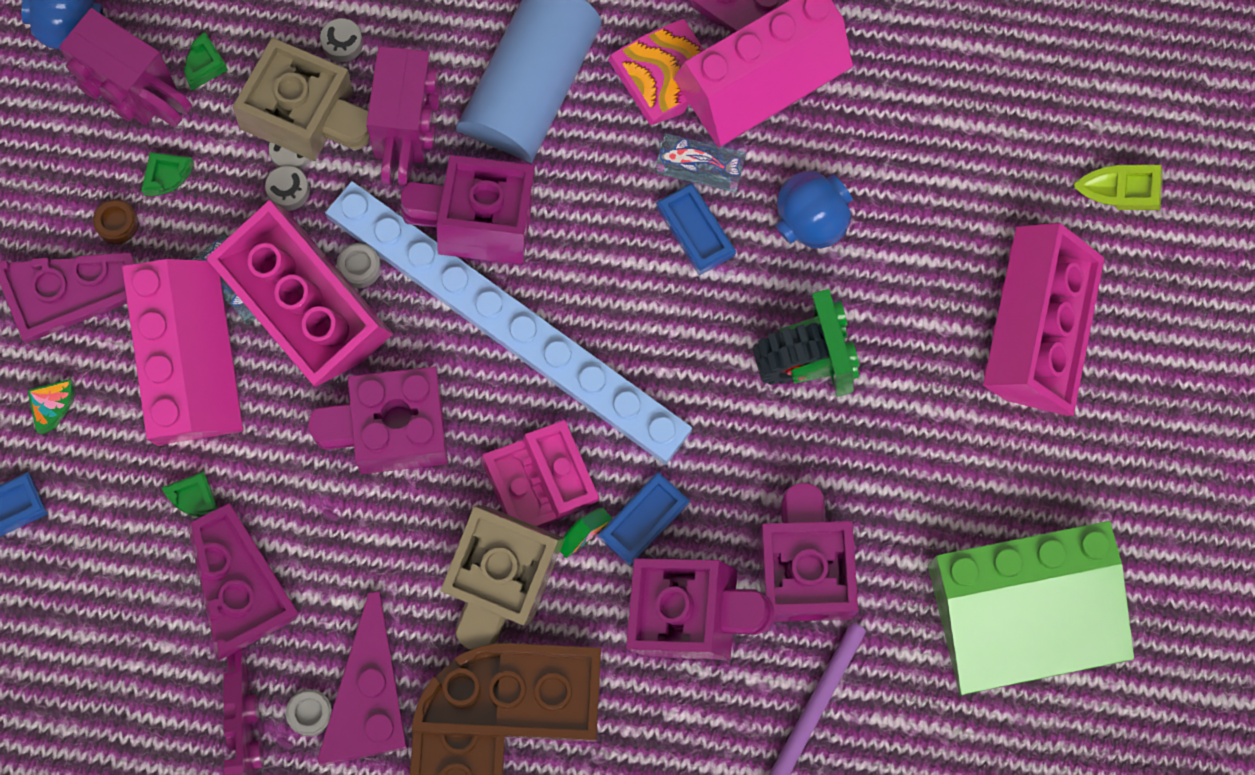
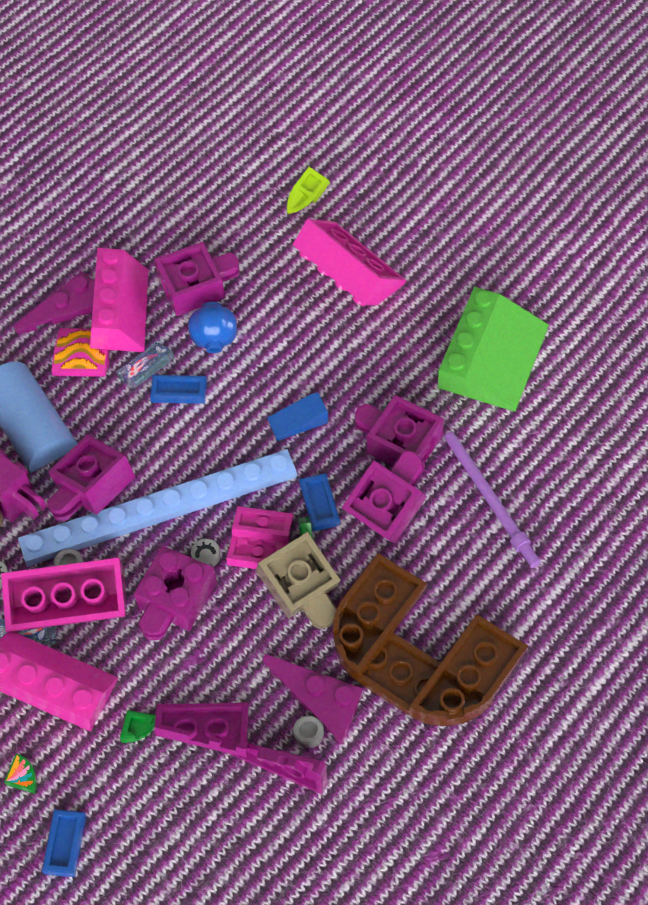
camera: 50 degrees left, 15 degrees down
(476, 423) = (206, 552): none -> light grey tile
(752, 410) = (299, 417): none -> blue slope
(811, 349) = (289, 363): plate -> none
(886, 125) = (194, 266): none -> magenta brick

